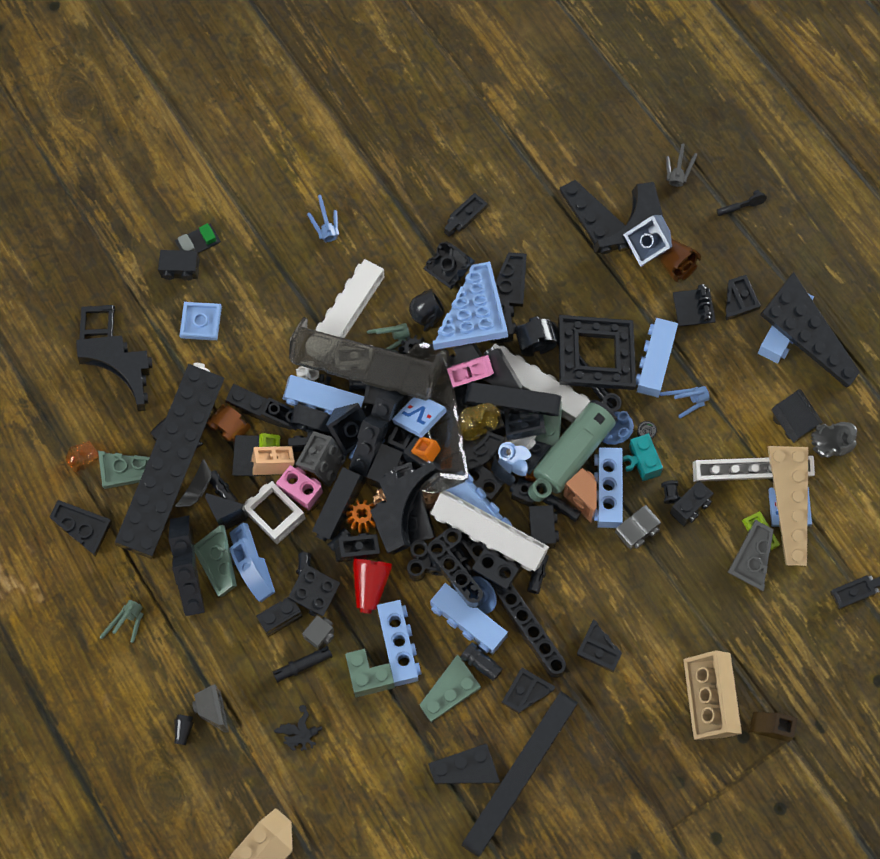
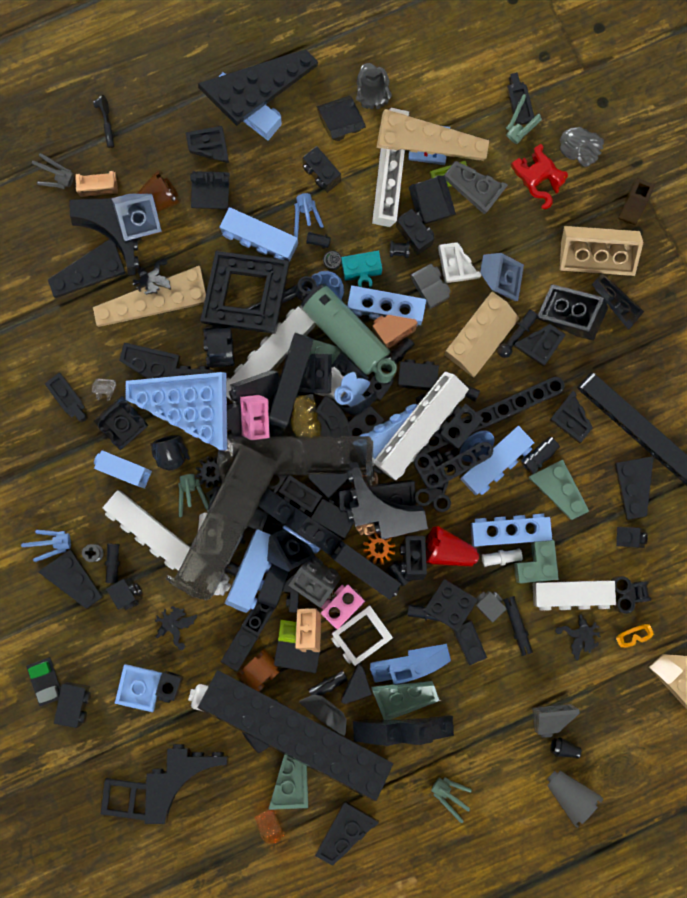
camera: 80 degrees left, 15 degrees up
(134, 741) = (574, 798): none -> dark grey cone
(210, 350) = (175, 680): none -> black brick
(263, 339) = (170, 623): none -> black piece
(286, 291) = (125, 594): none -> black brick
(295, 248) = (73, 579): none -> black wing
(300, 770) = (620, 640): none -> light orange helmet
(314, 278) = (112, 563): none -> black pin
(325, 263) = (90, 558): none -> dark grey bush
(342, 714) = (574, 594): none -> white brick
(350, 777) = (632, 593): none -> black piece
(369, 638) = (501, 557): none -> white pin
(403, 270) = (122, 469): none -> light blue window
(409, 770) = (631, 537): none -> black bracket
(419, 416) = (293, 476): light blue tile -> none
(426, 449) = (330, 474): orange slope -> none
(480, 243) = (103, 386): none -> clear tile
(578, 281) = (185, 292): none -> tan wing
(587, 614) = (505, 349): none -> black pin
(594, 267) = (148, 279): none -> black piece
(597, 586) = (482, 334): none -> tan slope
(640, 677) = (573, 311): none -> black slope
(659, 721) = (618, 301): none -> black wing
(663, 598) = (502, 274): none -> sand blue slope
(664, 414) = (319, 240): none -> black pin
(667, 550) = (455, 264): none -> white wing
(677, 206) = (96, 184): none -> light nougat hinge
(729, 516) = (432, 199): none -> black slope
(736, 405) = (322, 170): none -> black brick
(782, 619) = (537, 173): none -> red animal
(821, 593) = (517, 132): none -> sand green plant
(823, 660) = (581, 145): none -> dark grey hair

